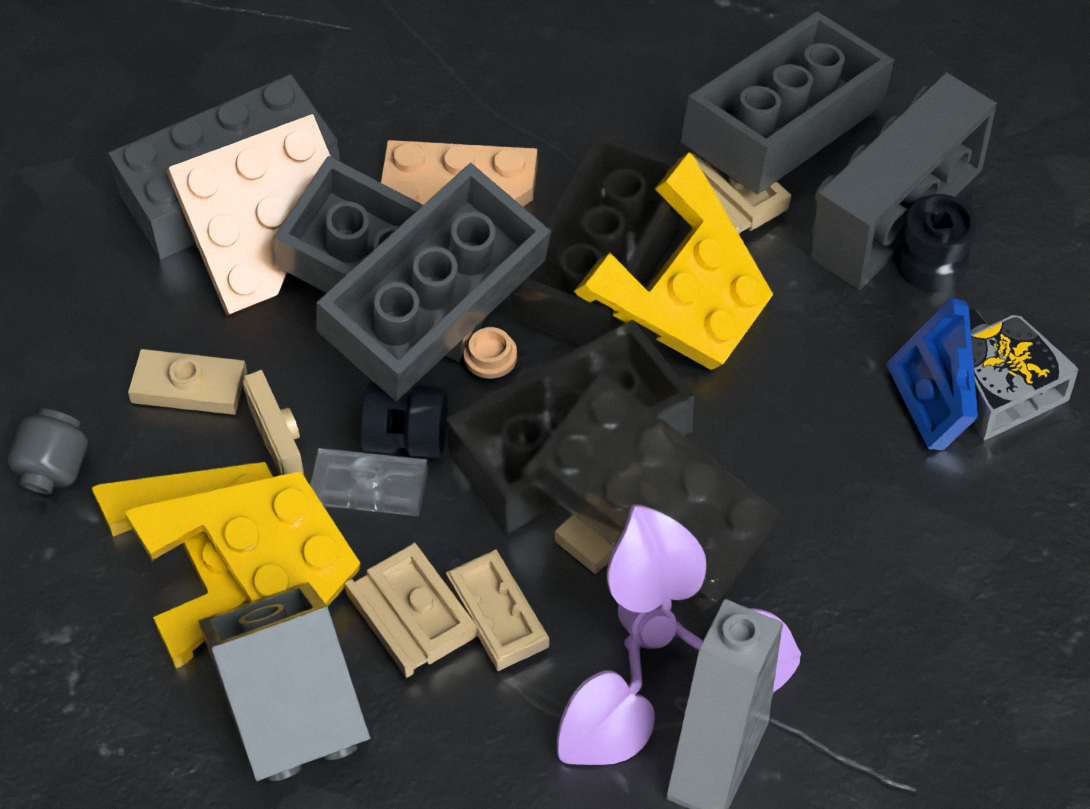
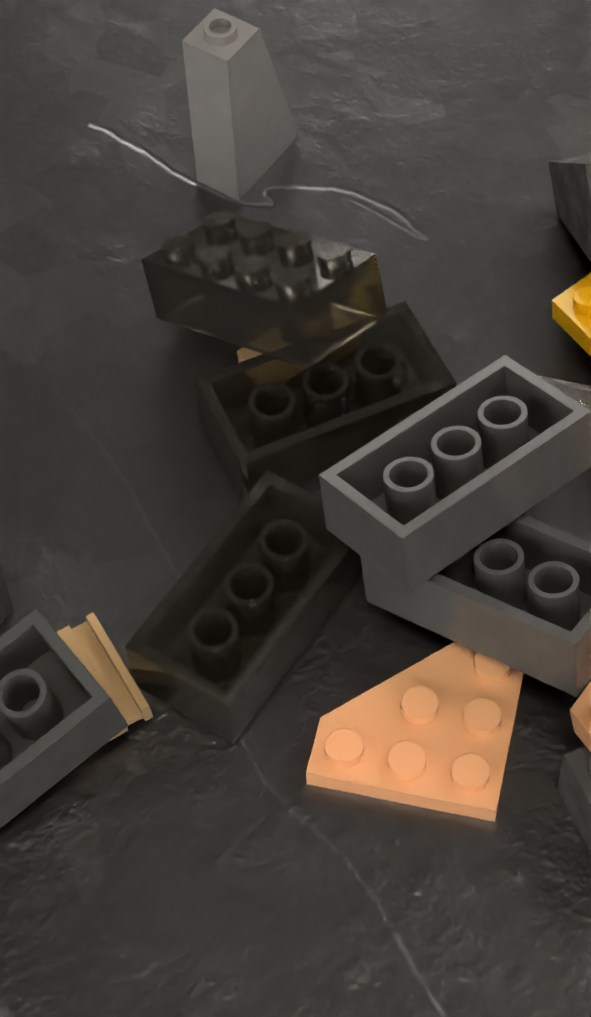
camera: 170 degrees left, 0 degrees up
(411, 610) = (503, 276): tan plate -> none
(498, 609) = (423, 270): tan plate -> none
(646, 570) = (284, 214): lavender plant -> none
(705, 289) = (160, 518): yellow wing -> none

